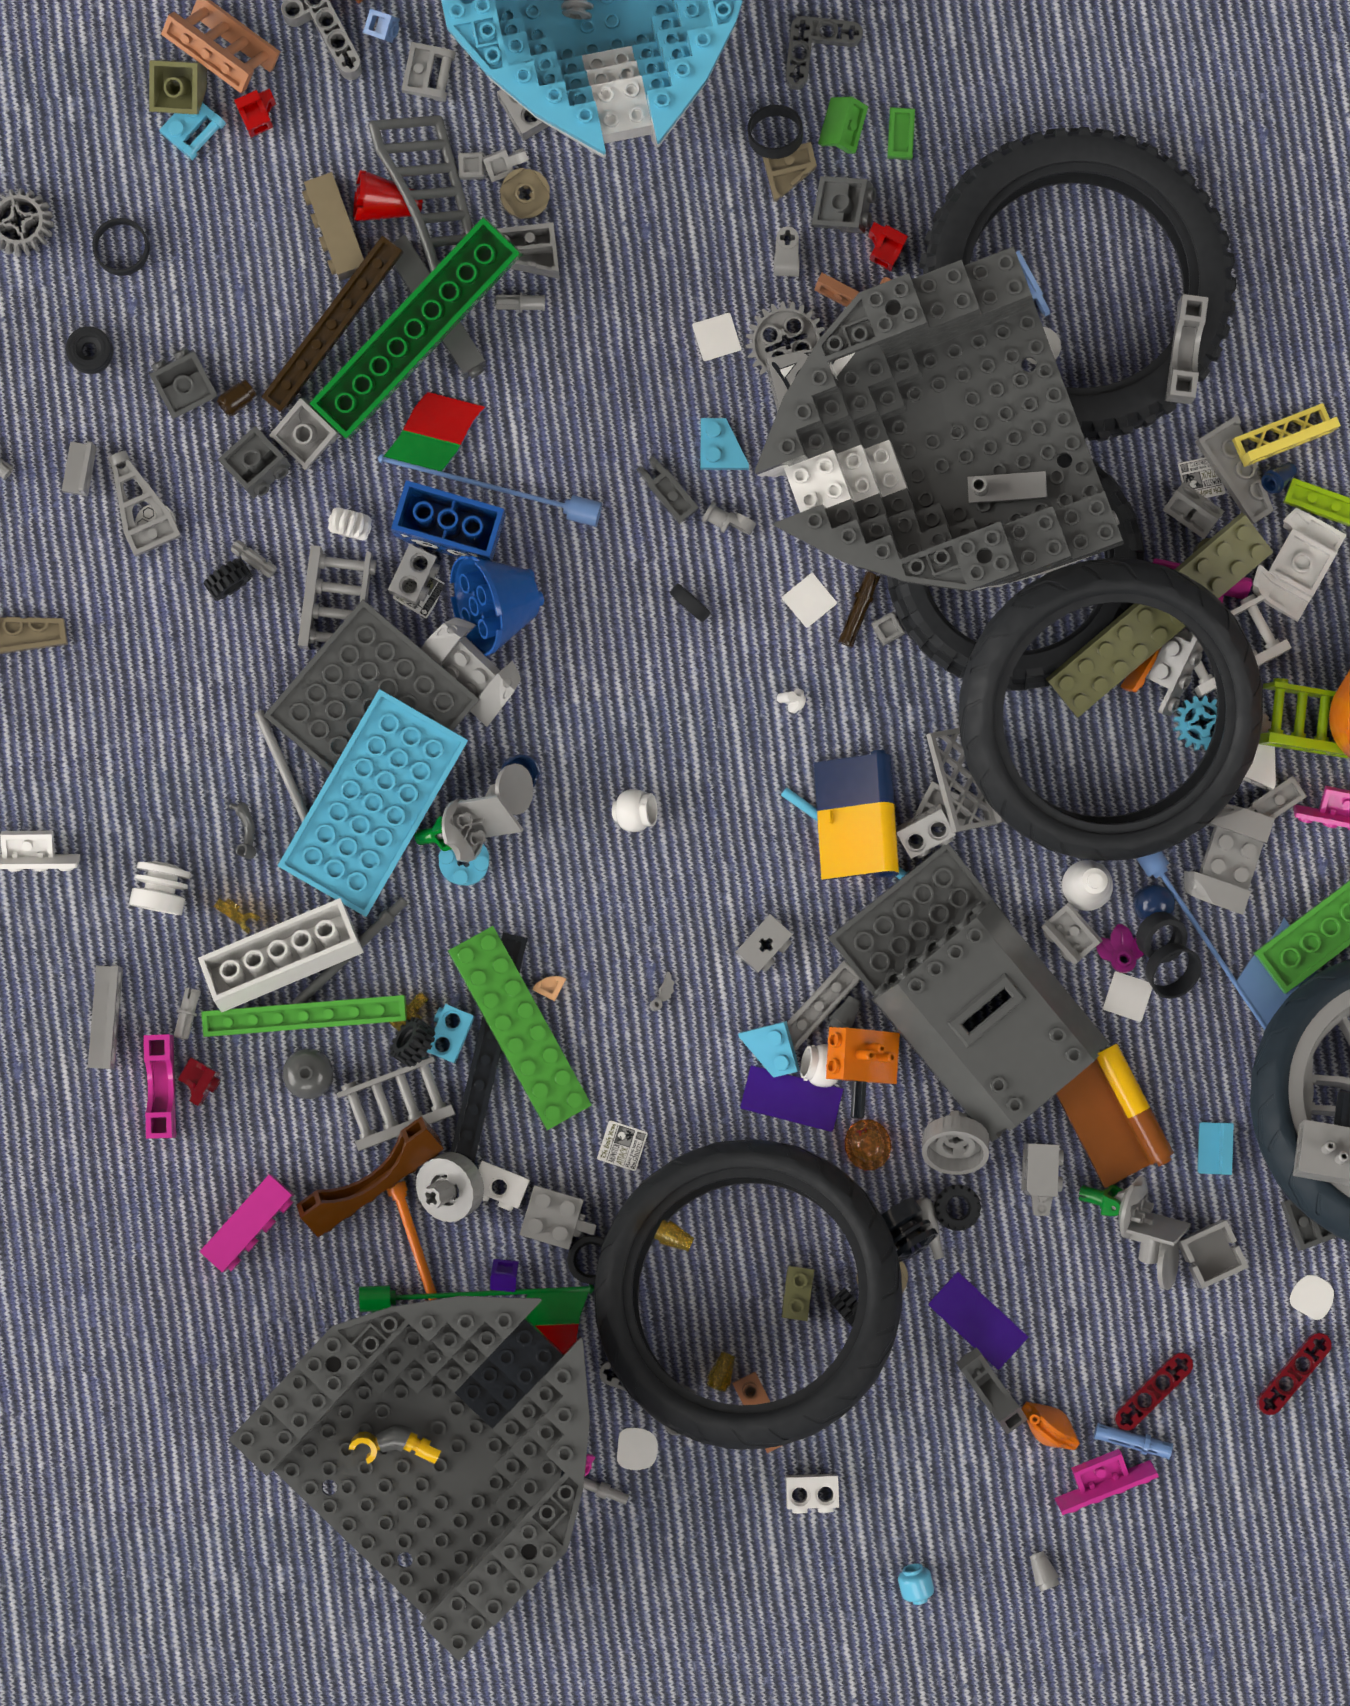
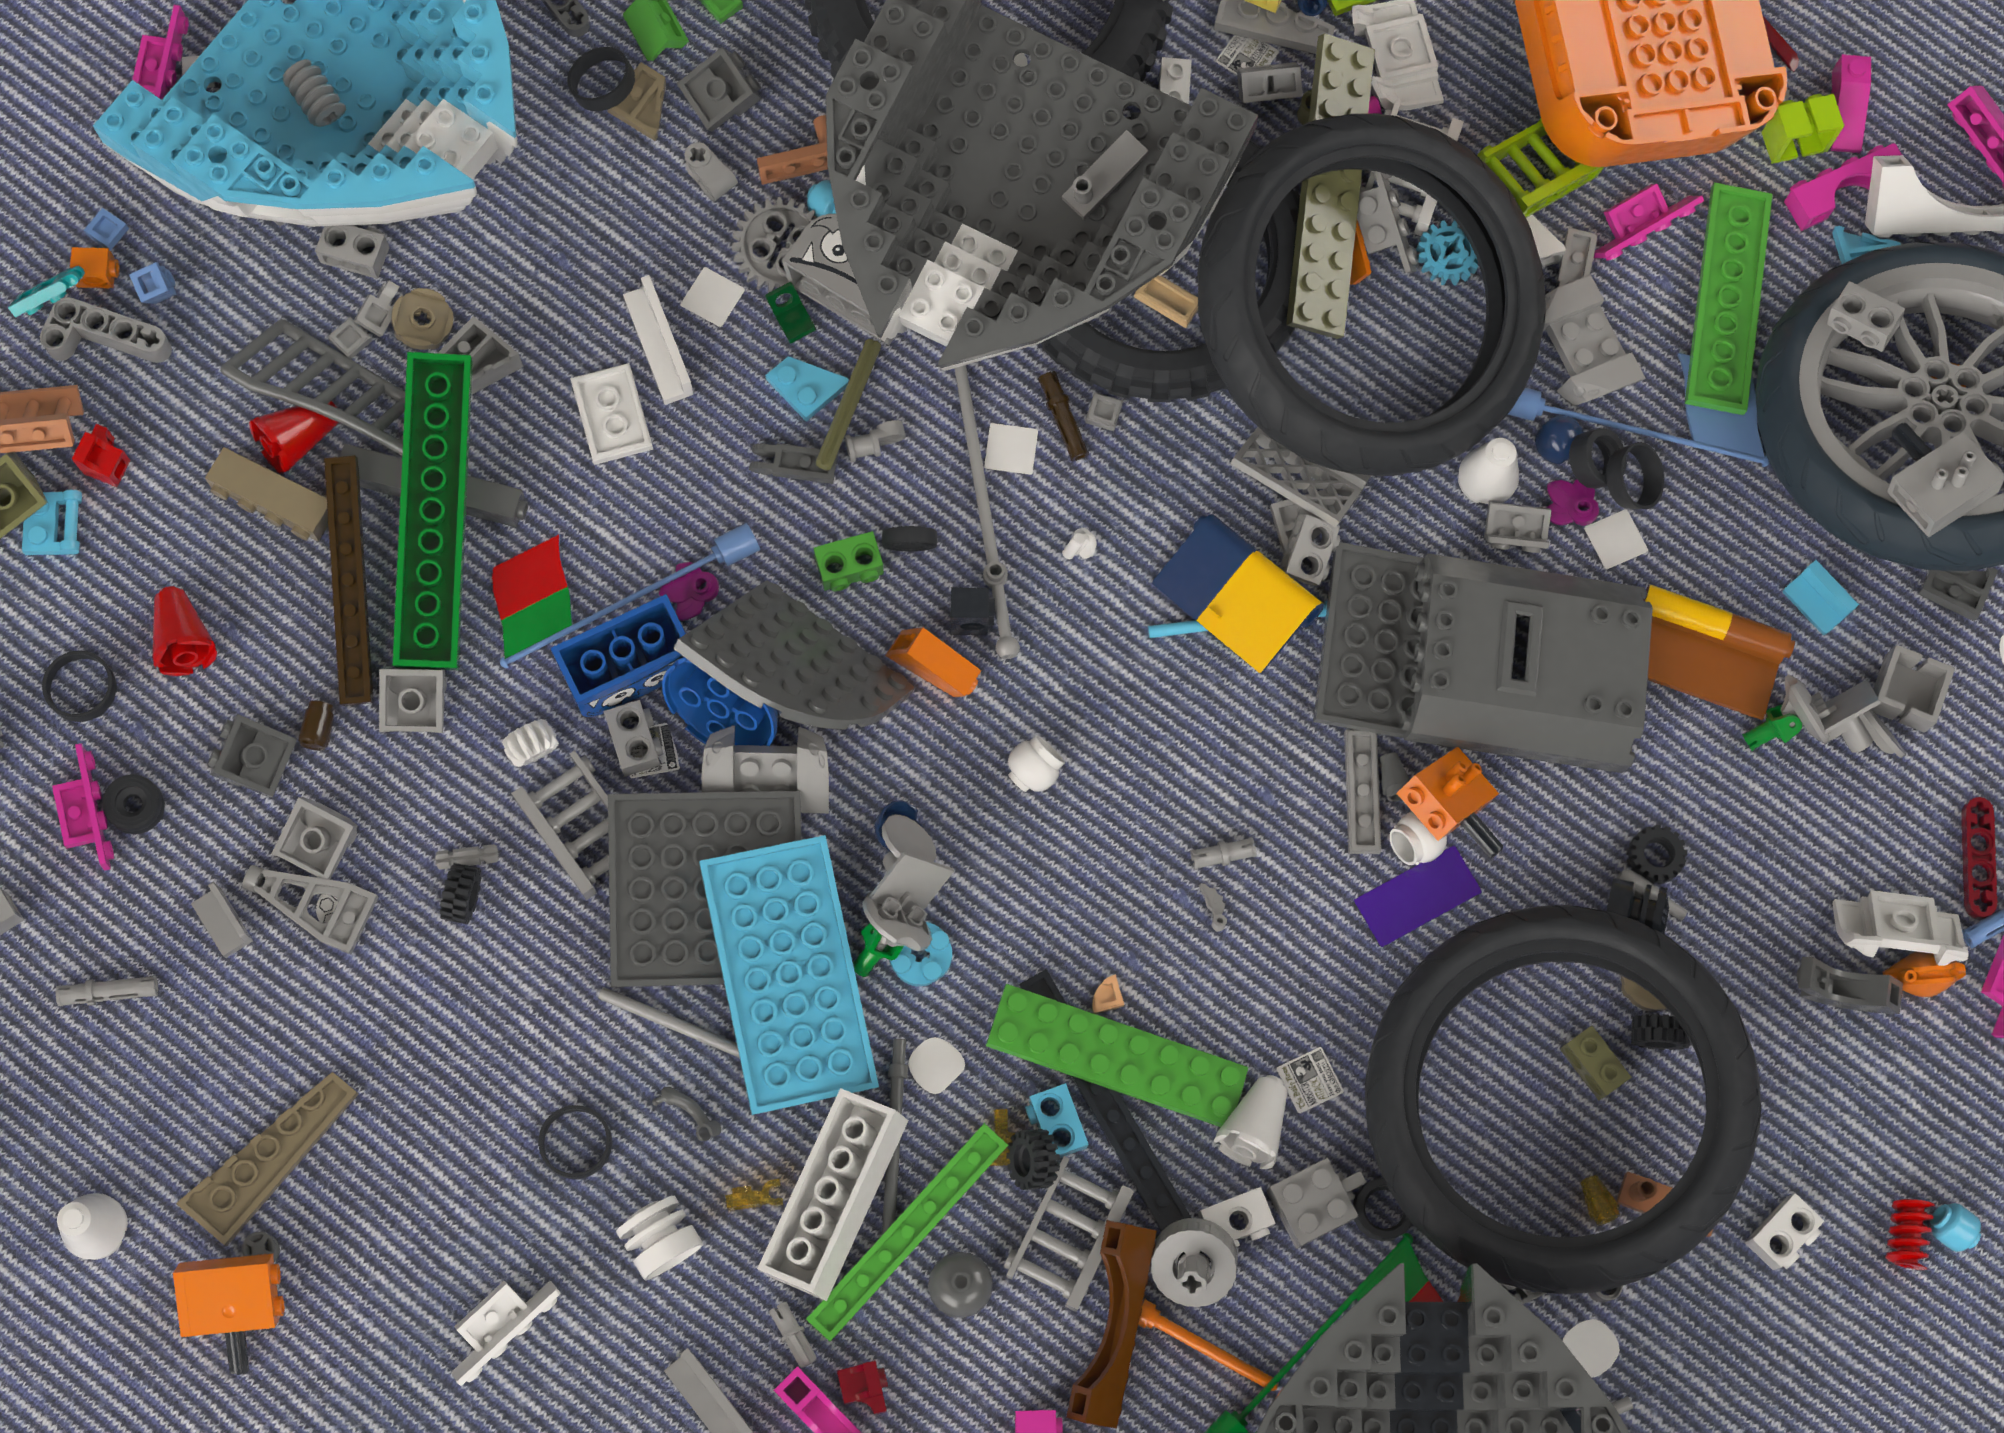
camera: 45 degrees left, 10 degrees down
(54, 327) = (79, 810): none -> dark pink bracket
(144, 771) = (551, 1119): none -> black tyre
(175, 467) = (315, 838): none -> light grey slope
(205, 267) = (179, 635): none -> red cone
(255, 463) = (389, 767): dark grey plate -> none
(413, 934) = (935, 1064): none -> white sticker
(420, 68) = (224, 294): light grey plate -> none
(504, 1275) = (1319, 1300): dark purple slope -> none
(520, 302) = (506, 416): light grey axle -> none
(527, 512) = (687, 594): none -> magenta plate
(542, 619) = (793, 661): none -> dark grey plate
(563, 1141) = (1255, 1124): none -> white cone
(586, 358) = (611, 413): none -> white tile
(634, 692) = (934, 662): none -> orange slope
(645, 577) = (845, 553): none -> bright green brick
(654, 337) = (658, 342): none -> white fence
(673, 1236) = (1448, 1104): clear yellow cone -> none
(683, 682) = (971, 611): none -> black brick
(688, 722) = (1007, 646): none -> light grey bar
(698, 966) = (1223, 853): none -> light grey pin
(717, 490) = (848, 404): none -> olive axle
(750, 949) = (1255, 795): light grey brick -> none
(752, 393) = (791, 314): none -> dark green bracket
(772, 1047) = (1359, 864): medium azure wing -> none
(867, 1144) = (1524, 873): clear orange hat -> none
(884, 1561) = (1909, 1233): none -> red piece
(887, 245) = (790, 90): red brick -> none
(955, 1132) = (1592, 787): light grey piece -> none
(978, 1320) = (1769, 939): dark purple sticker -> none
(986, 603) = (1169, 300): none -> tan tile
(1041, 1176) = (1701, 755): light grey hinge -> none
(1060, 1385) = (1900, 923): none -> white piece
(1129, 460) = (1175, 78): none -> white brick

